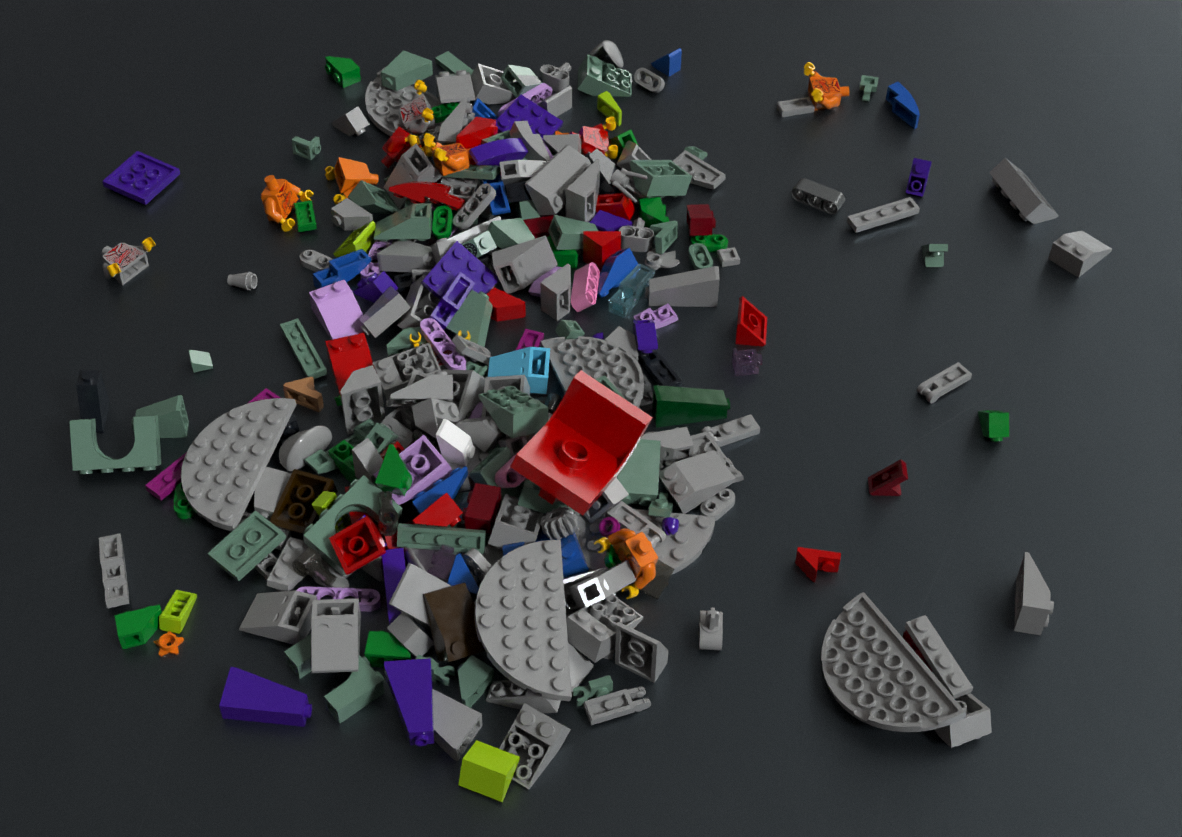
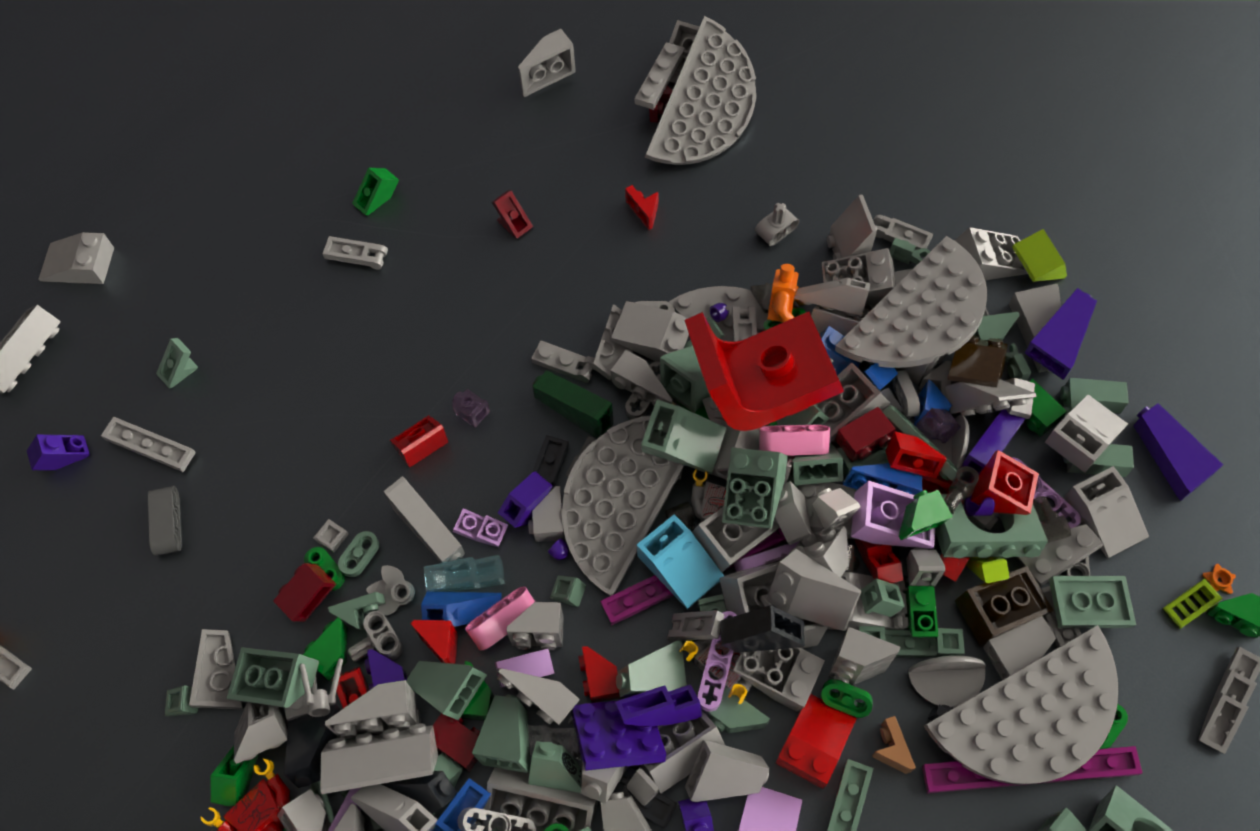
camera: 130 degrees left, 15 degrees up
(427, 353) = (762, 630): none -> black slope

